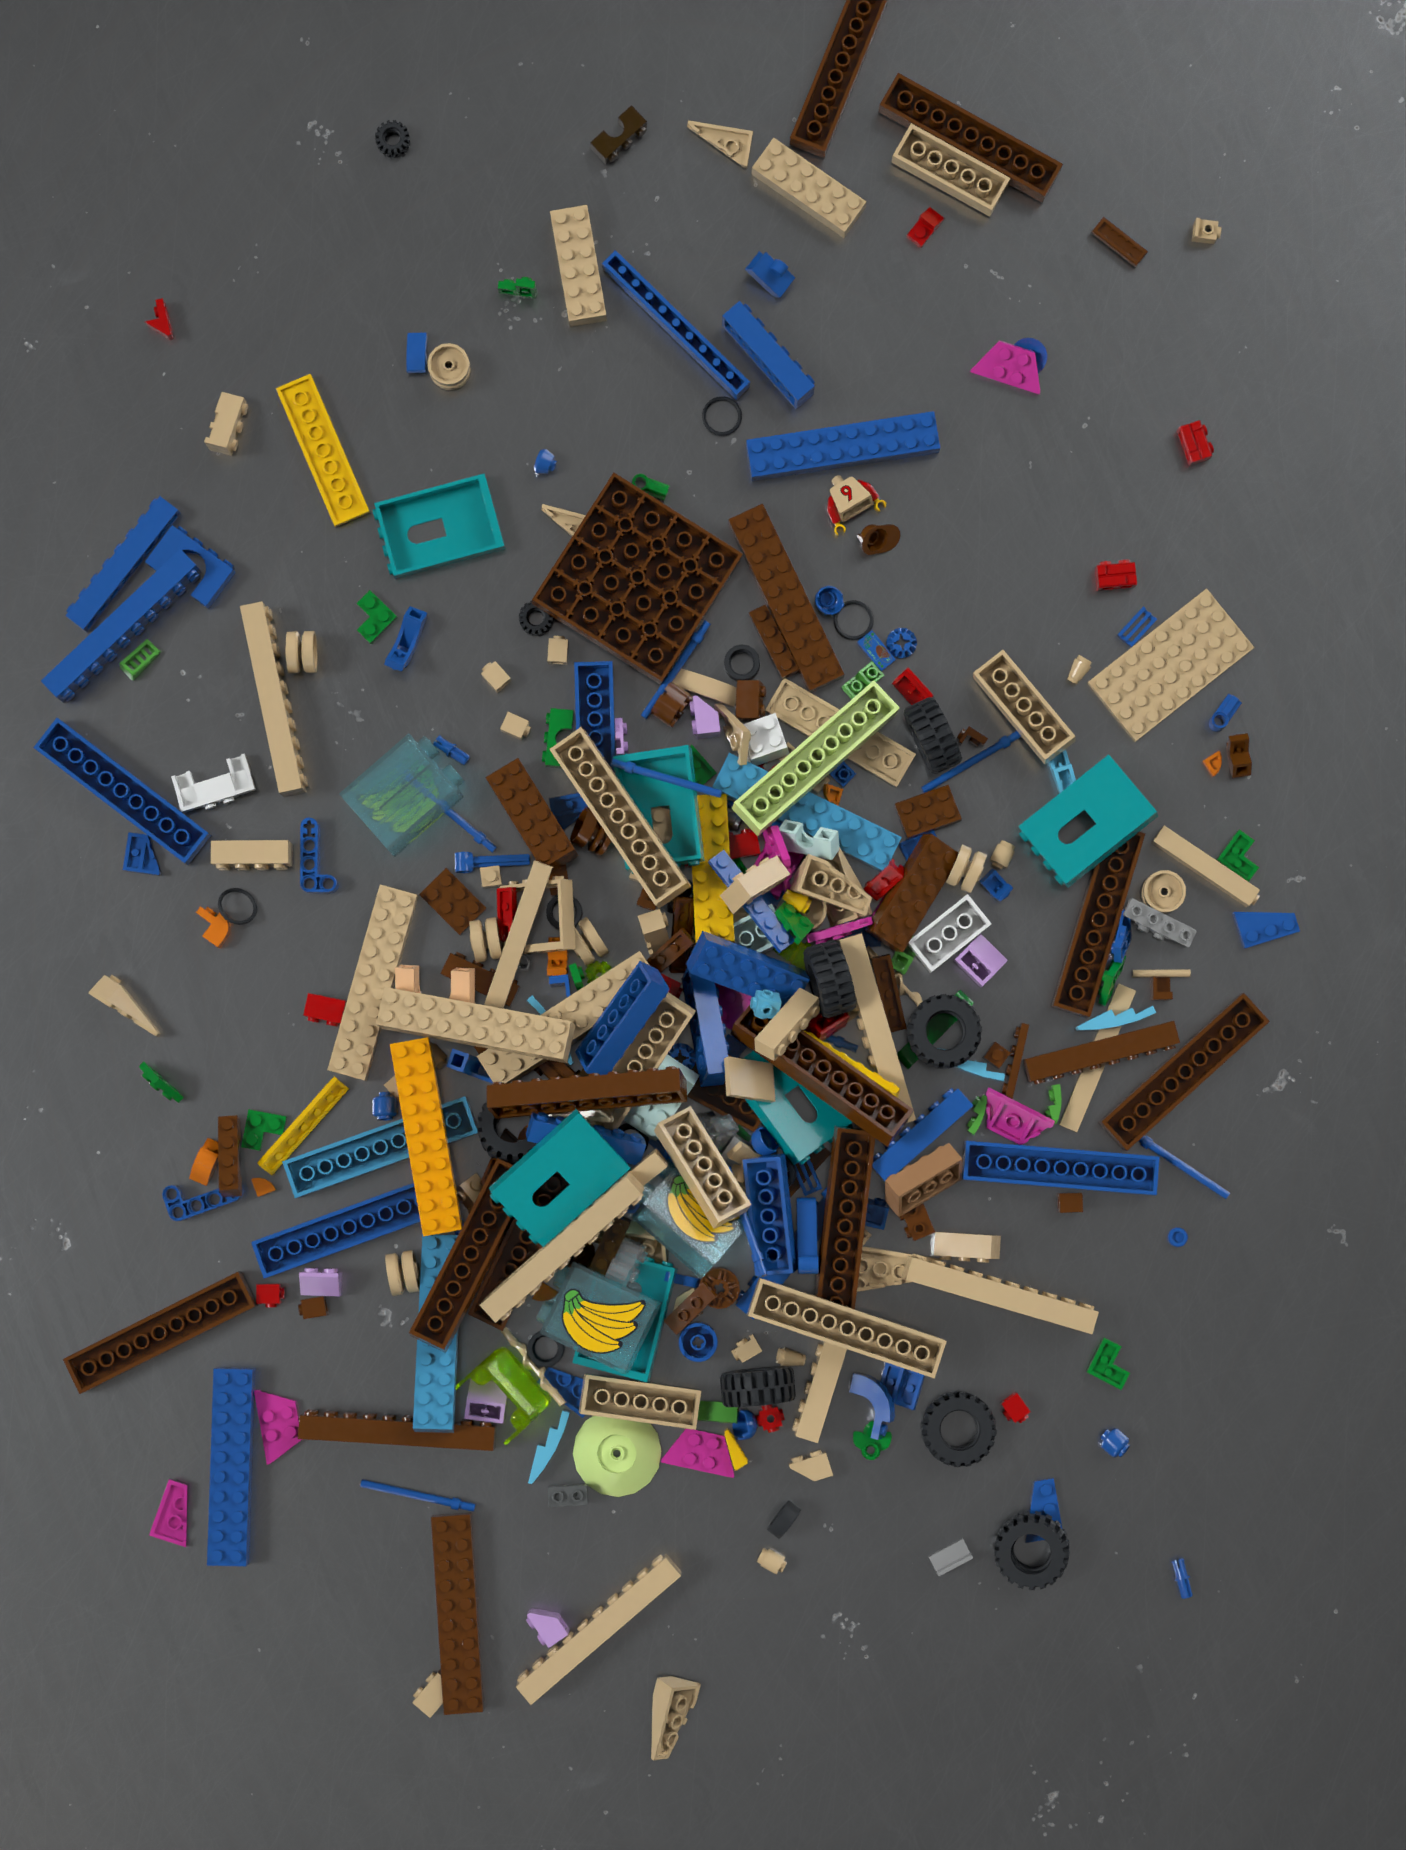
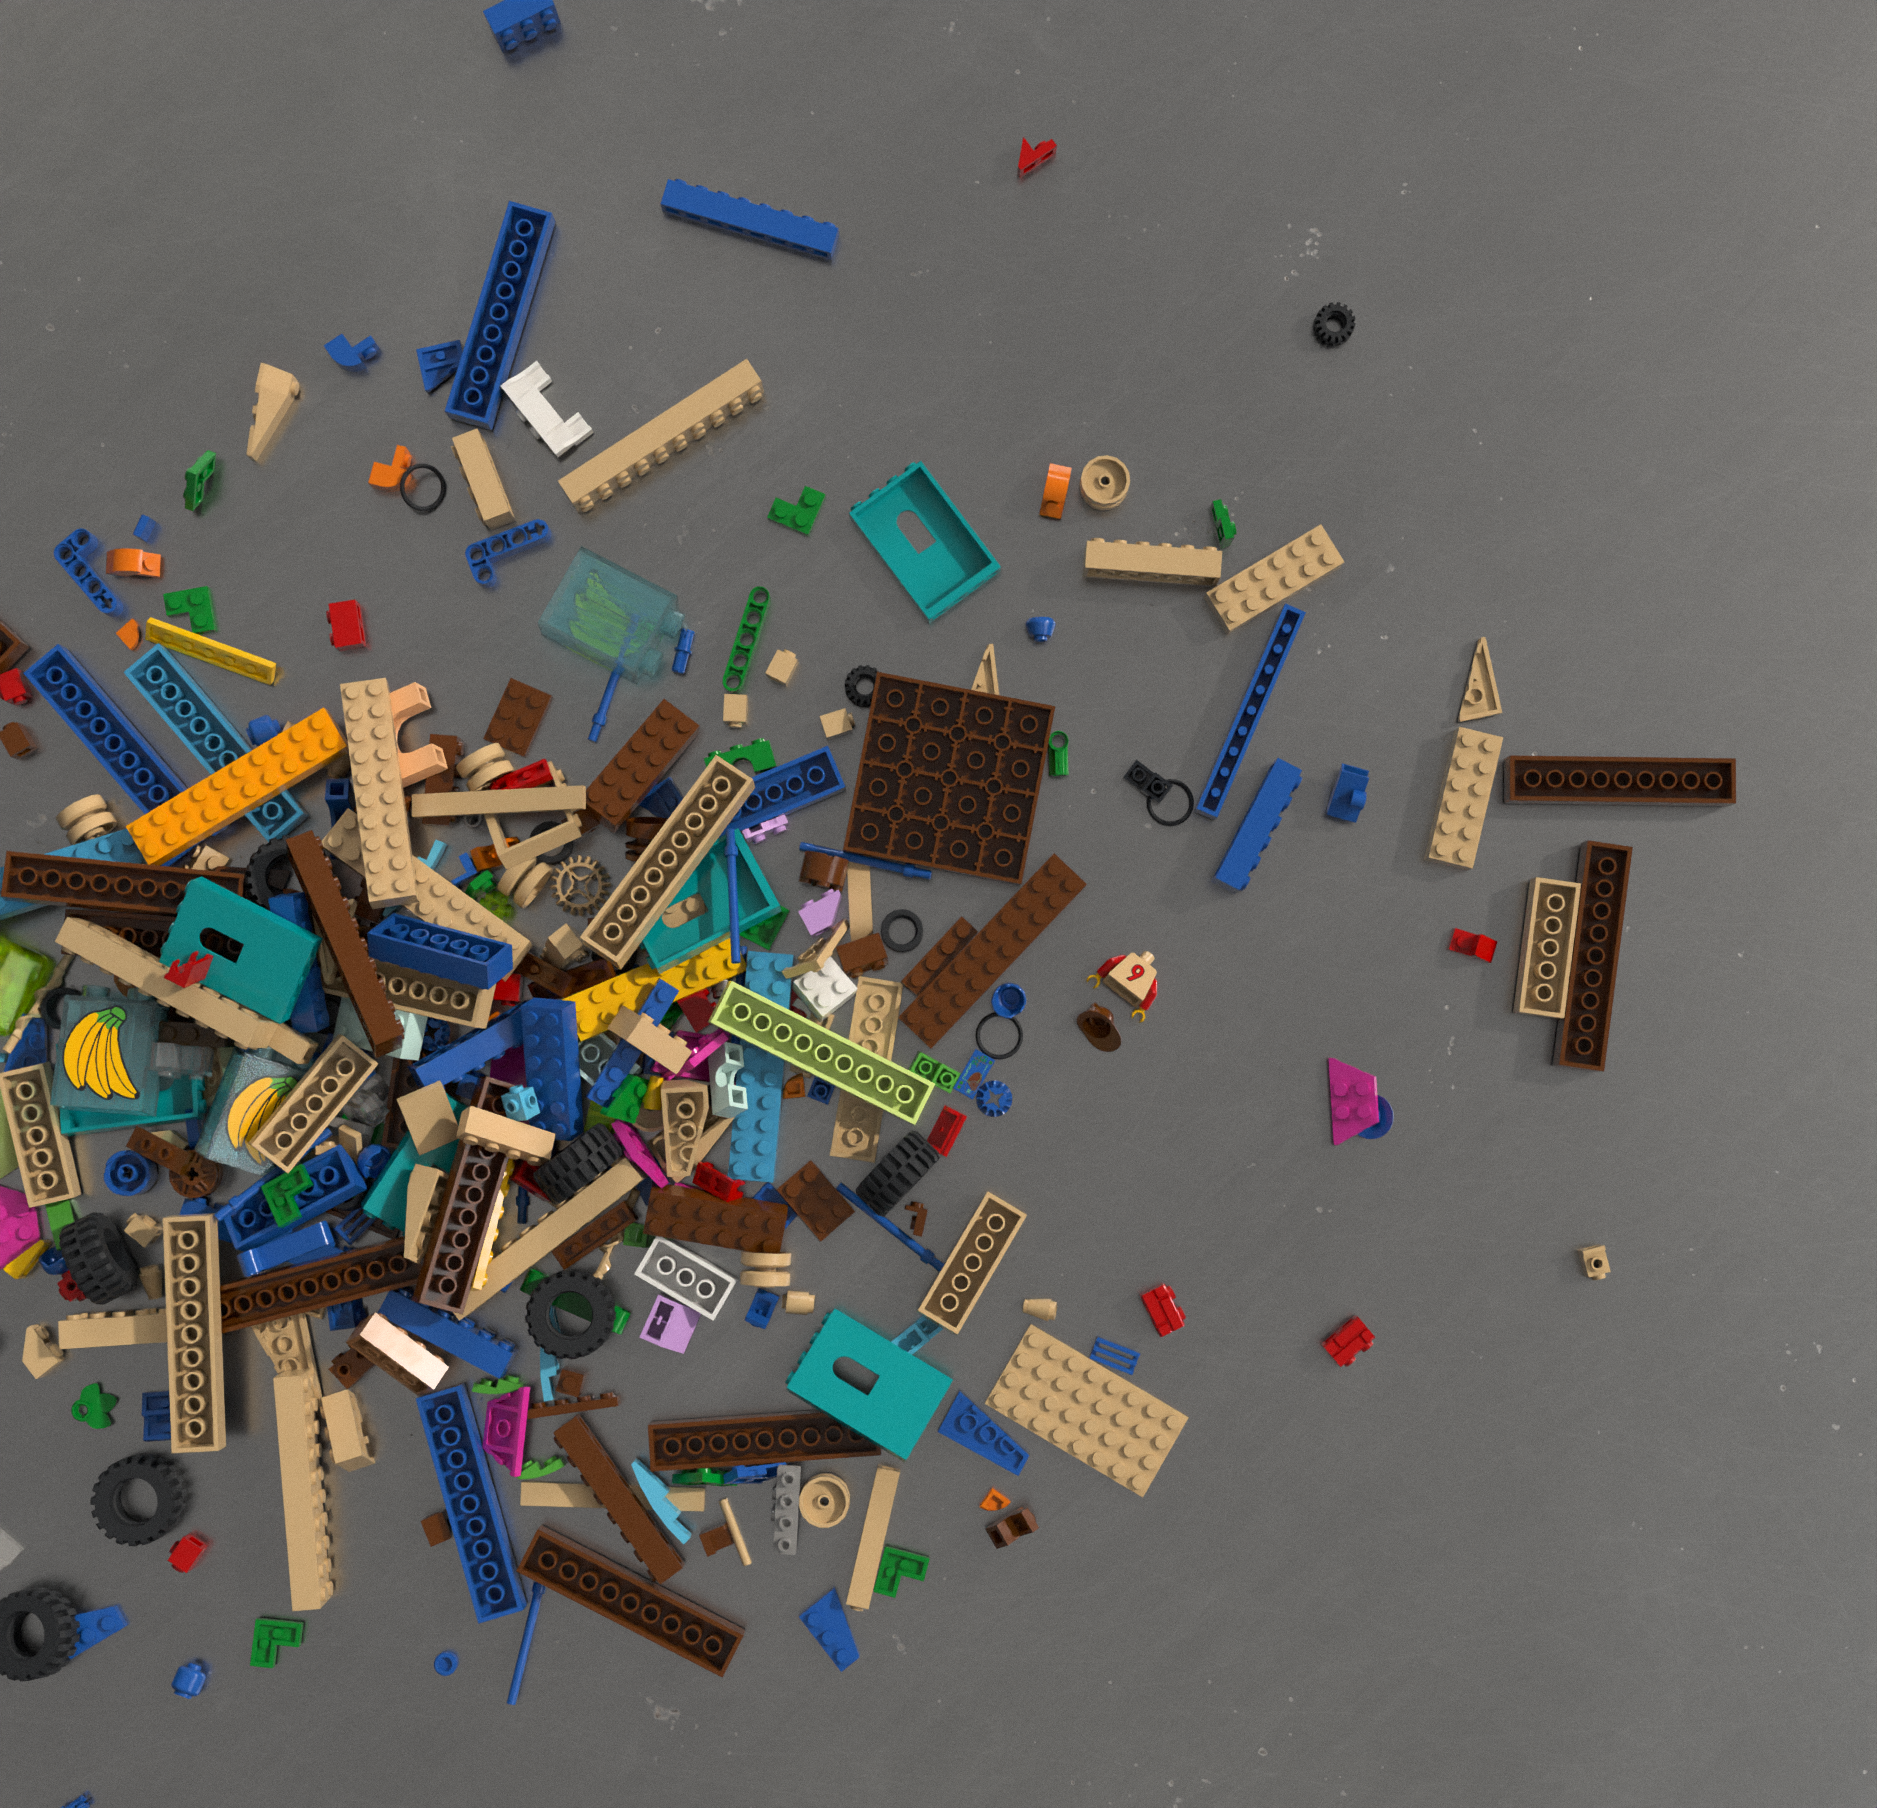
camera: 65 degrees right, 0 degrees up
(107, 926) = (351, 357): none -> blue brick
(121, 626) = (679, 243): blue brick -> none
(133, 674) = (643, 282): bright green slope -> none
(181, 1141) = (144, 528): none -> blue tile
(216, 574) = (780, 322): blue arch -> none
(227, 424) = (946, 269): tan wedge -> none
(228, 1155) = (126, 589): reddish brown arch -> none
(302, 652) = (725, 446): tan wheel -> none
(320, 1283) = (45, 736): lavender slope -> none
(322, 450) = (959, 383): yellow plate -> none
(375, 970) = (402, 662): tan brick -> none
(407, 639) = (783, 555): blue arch -> none
(416, 353) = (1107, 441): blue slope -> none
(440, 407) = (1055, 491): none -> orange brick
(458, 688) = (746, 629): none -> green beam
(466, 861) = (565, 716): blue axle -> none
(491, 877) = (558, 748): tan brick -> none
(528, 354) = (1152, 563): none -> tan brick
(563, 1222) = (189, 972): none -> red hinge
(599, 904) = (572, 892): none -> tan gear
(608, 147) = (1419, 562): dark brown arch -> none
(699, 426) = (1147, 781): none -> black slope
(763, 1218) = (281, 1194): none -> green plate
(811, 1108) = (423, 1202): none -> tan wedge
(843, 446) = (1187, 948): blue brick -> none
(879, 1397) = (145, 1392): blue arch -> none
(1119, 242) = (1542, 1169): reddish brown plate -> none
(1155, 755) = (977, 1432): none -> blue wing
(1225, 712) = (1056, 1493): blue piece -> none

